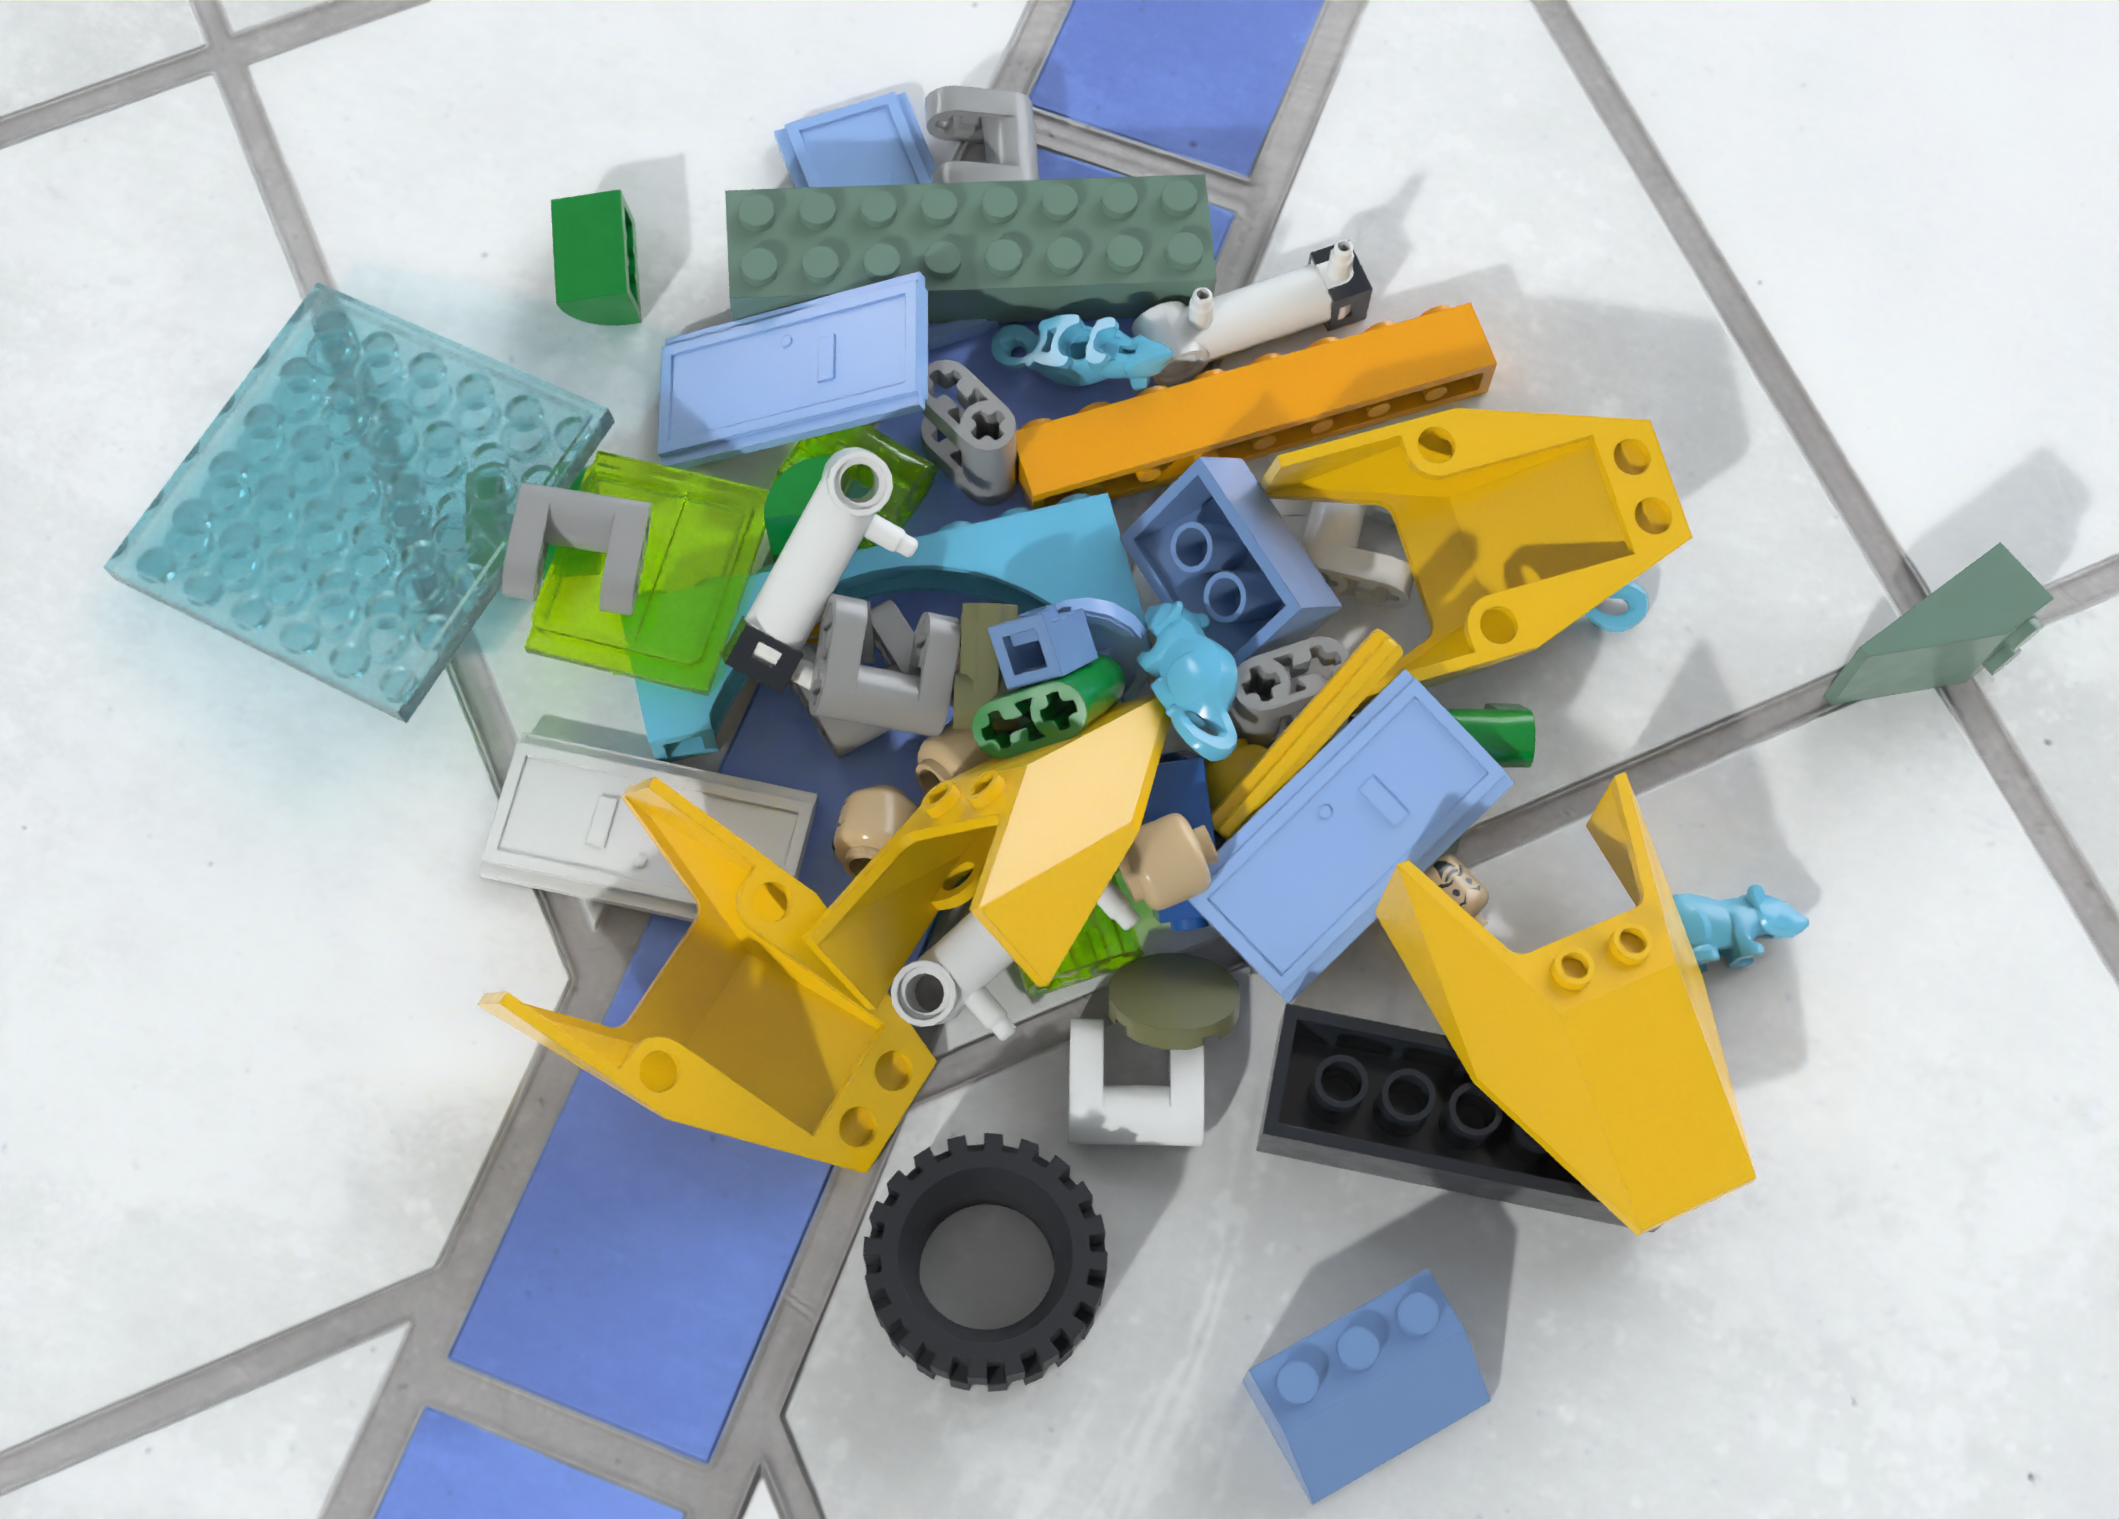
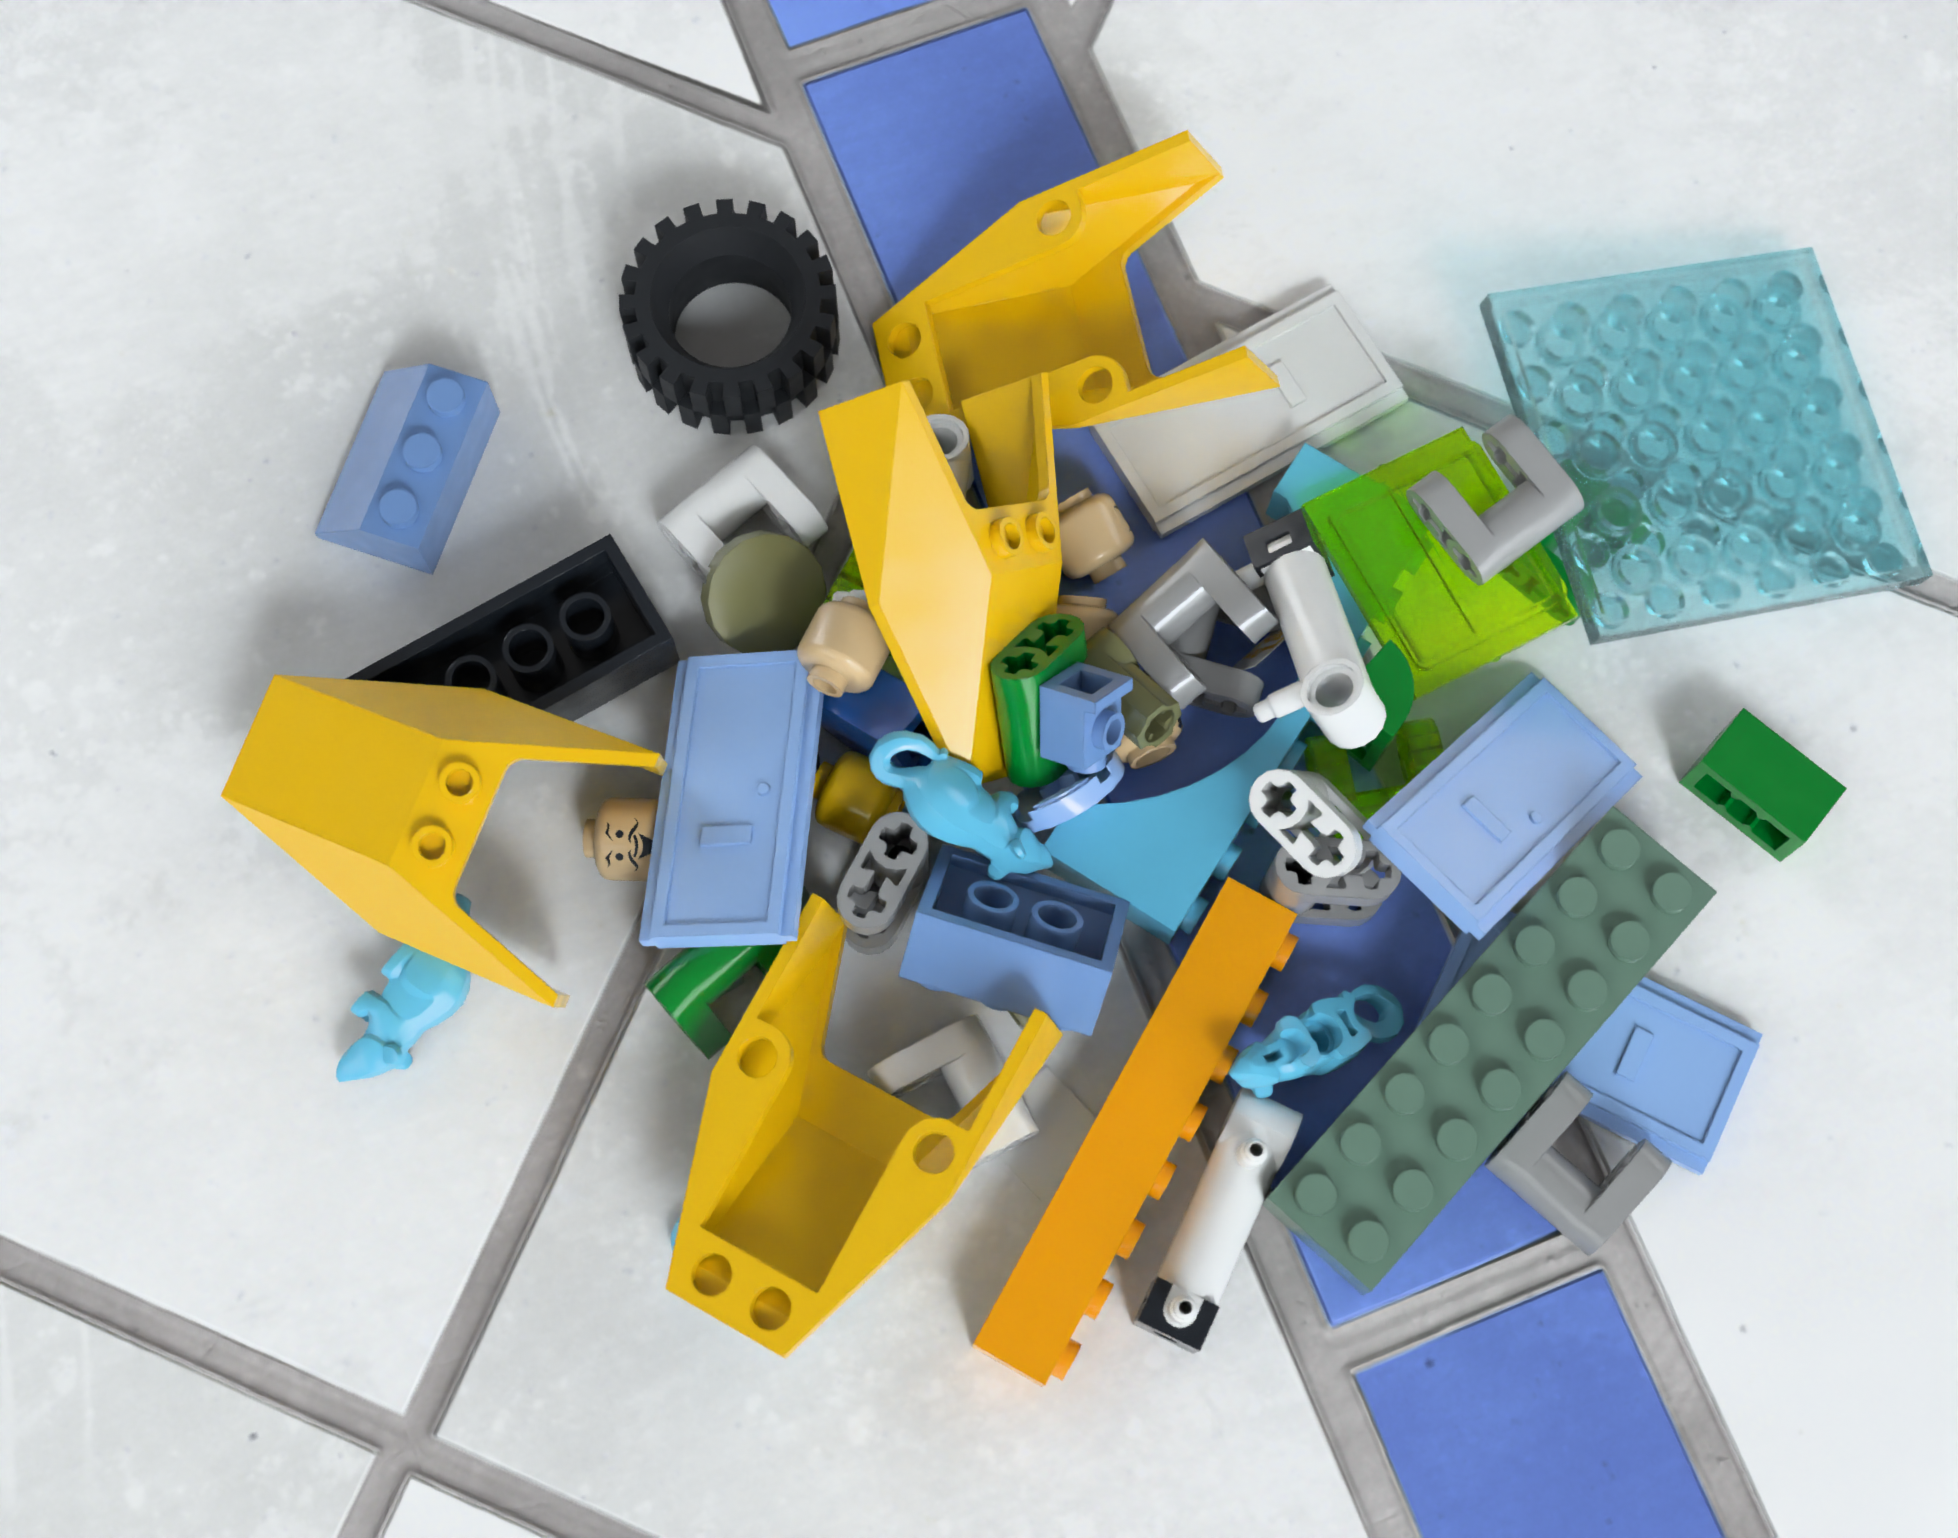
camera: 135 degrees right, 5 degrees up
(958, 463) = (1315, 807): none -> white connector
(1308, 731) = (829, 838): yellow axle -> none
(1951, 634) = (391, 1434): sand green slope -> none

